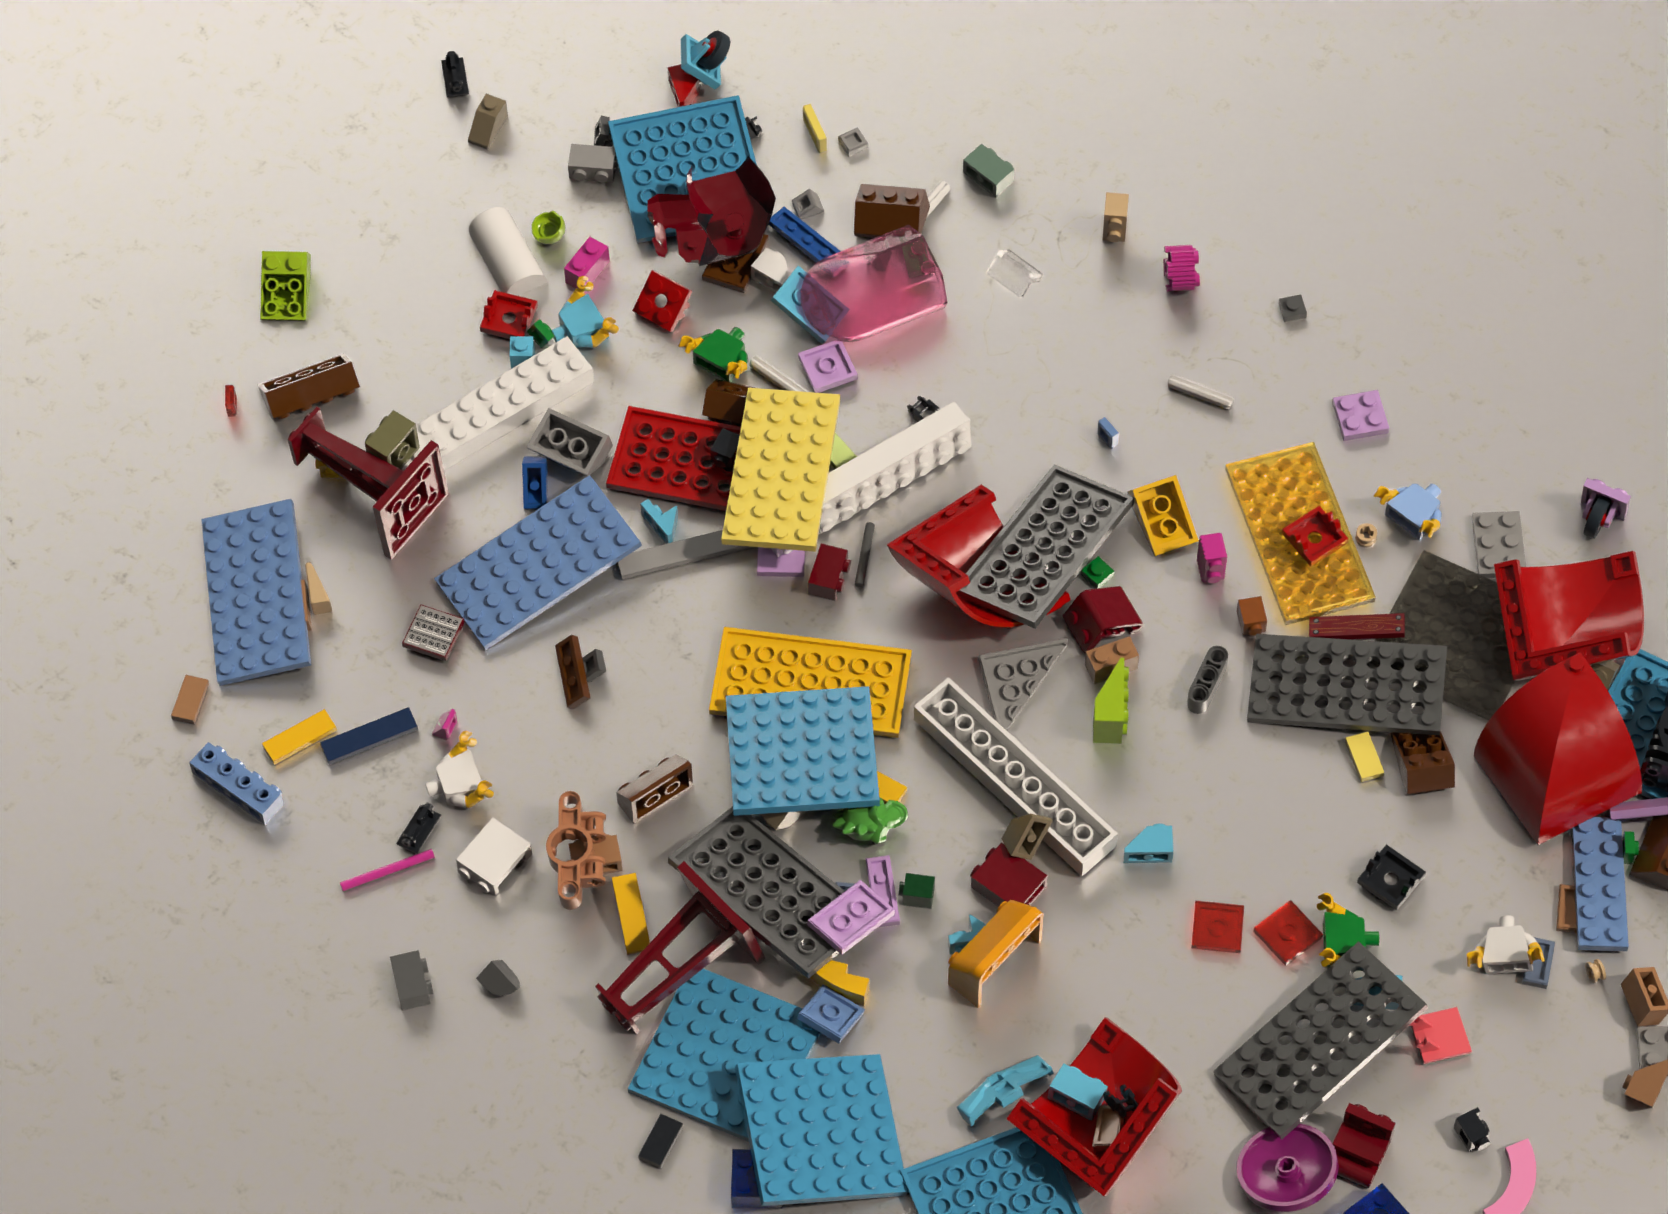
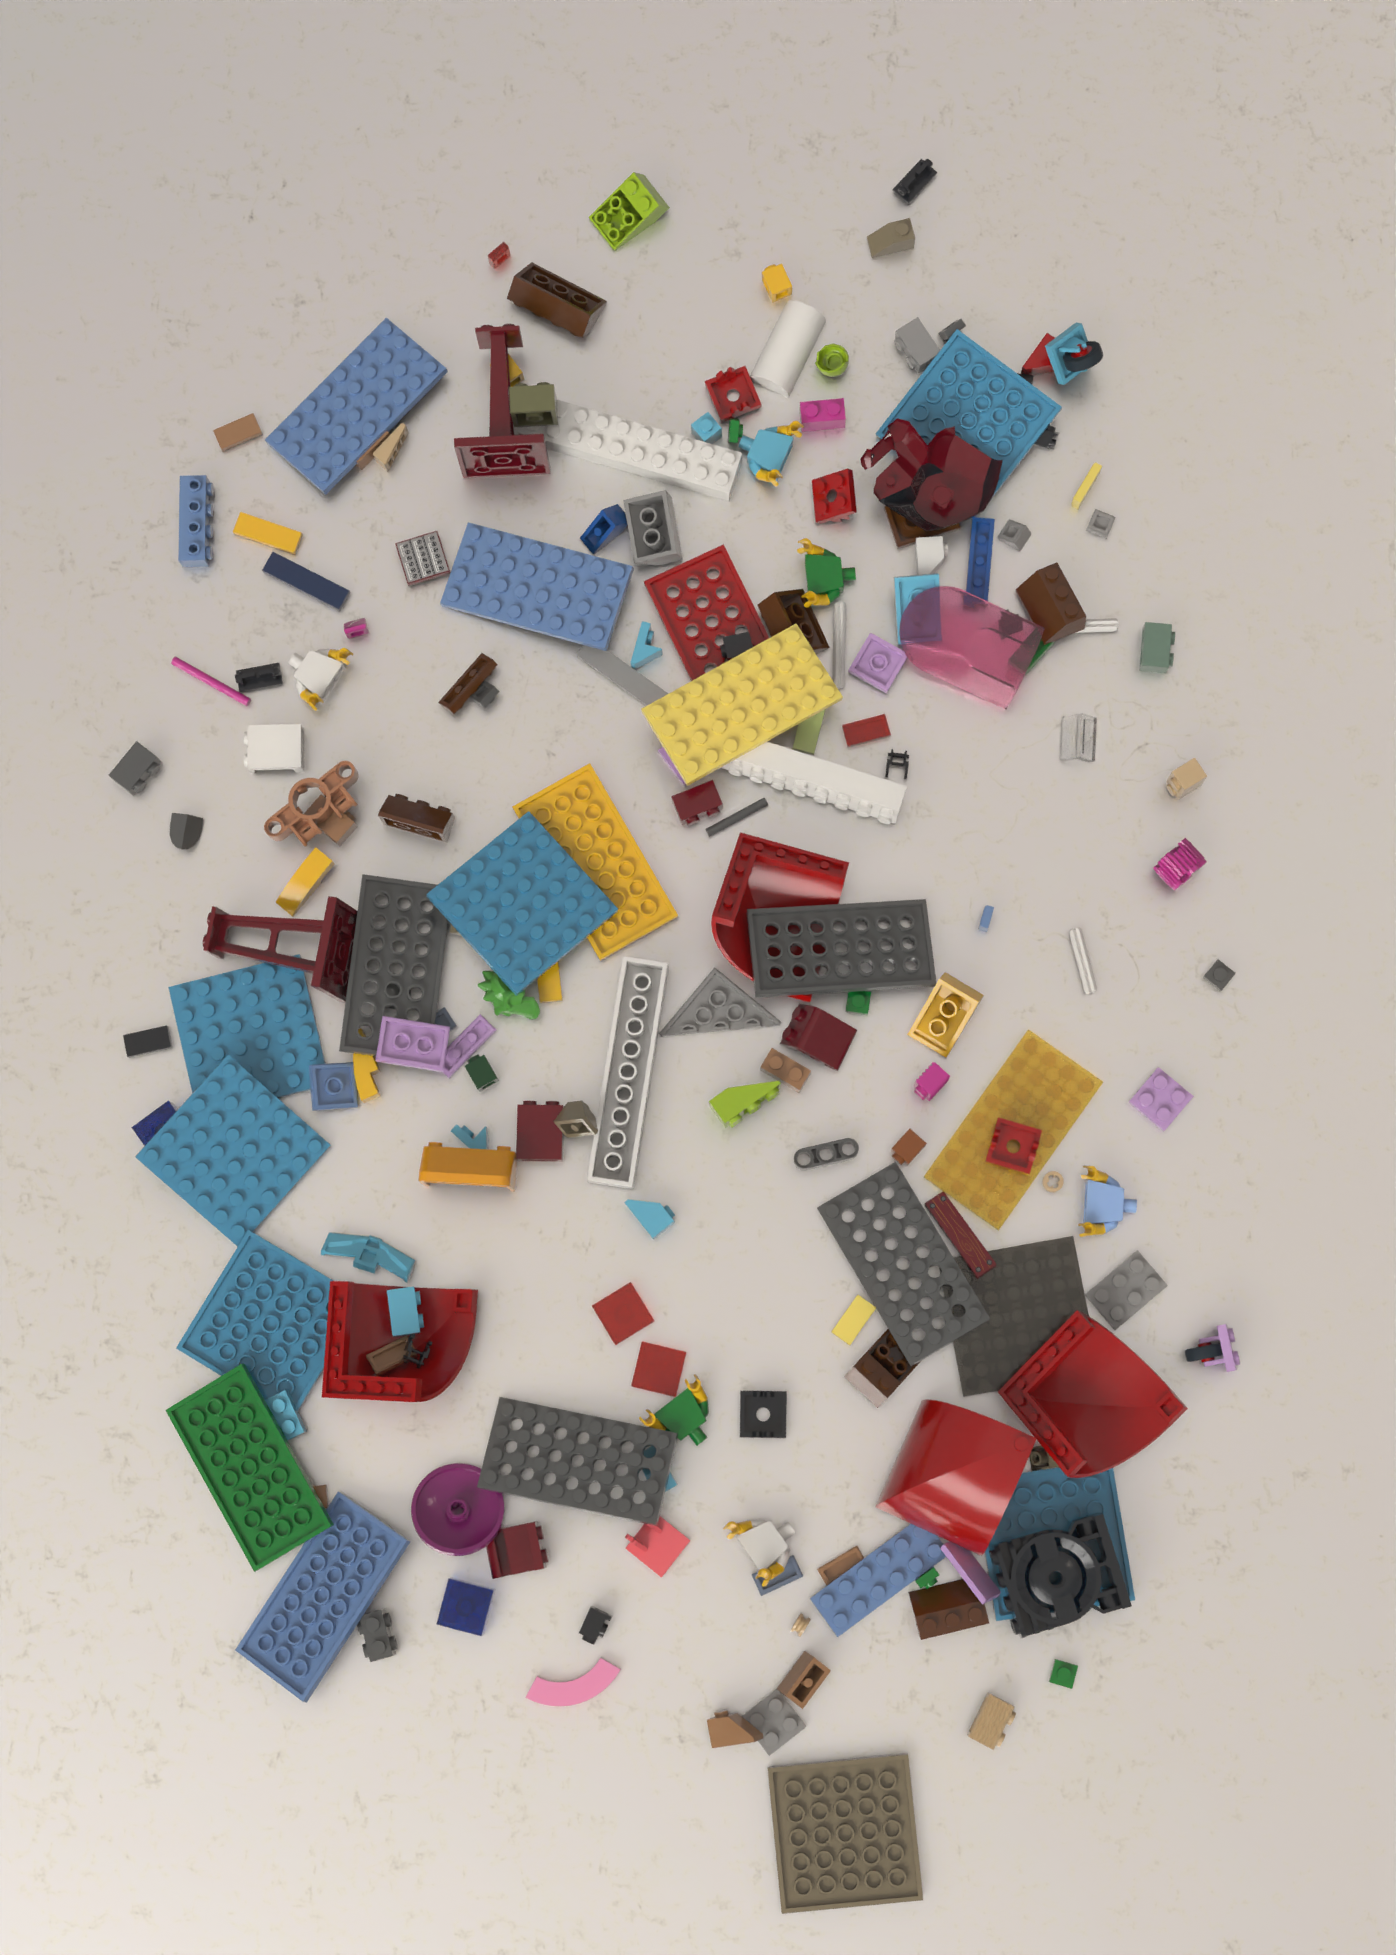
camera: 60 degrees right, 20 degrees up
(446, 223) = (776, 282): none -> yellow brick
(875, 414) = (866, 730): none -> clear red tile

